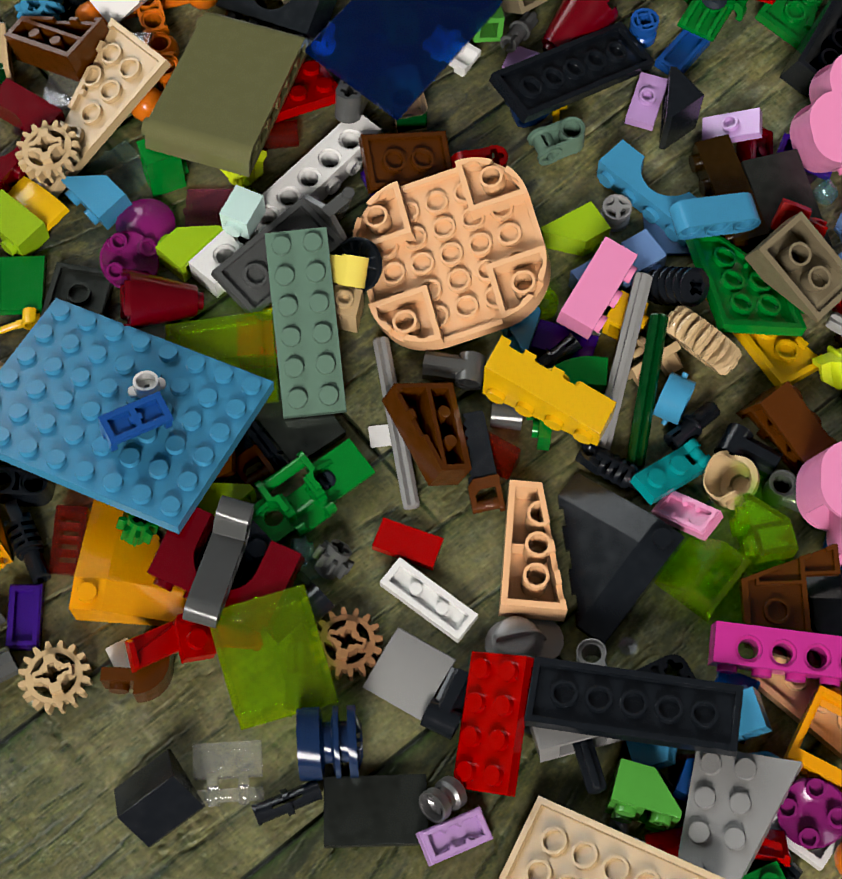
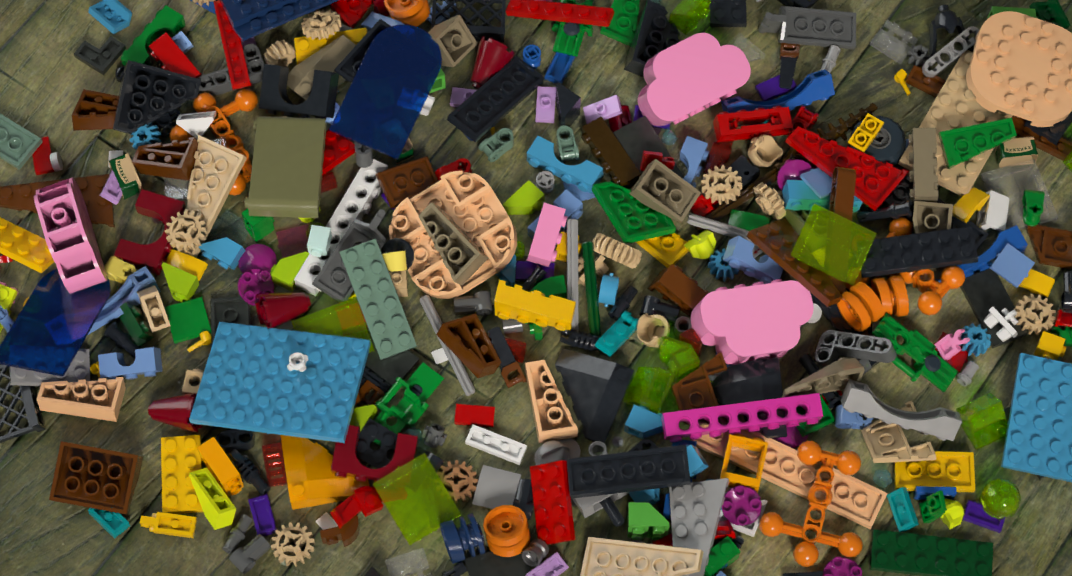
camera: 15 degrees left, 0 degrees up
(134, 419) = (299, 384): blue hinge -> none
(136, 529) = (314, 447): green gear -> none
(219, 562) = (372, 452): dark grey beam -> none
(405, 749) = (506, 530): none -> orange wheel
(446, 269) = (457, 250): none -> dark tan wedge
(519, 31) = (454, 78): dark grey axle -> none
(664, 169) = (566, 147): none -> sand green piece
(678, 286) = (594, 221): black piece -> none
(678, 626) = (643, 422): none -> dark azure slope
(688, 515) = (633, 357): bright pink plate -> none
(714, 215) = (605, 172): dark azure beam -> none
(793, 507) = (691, 337): none -> clear red slope

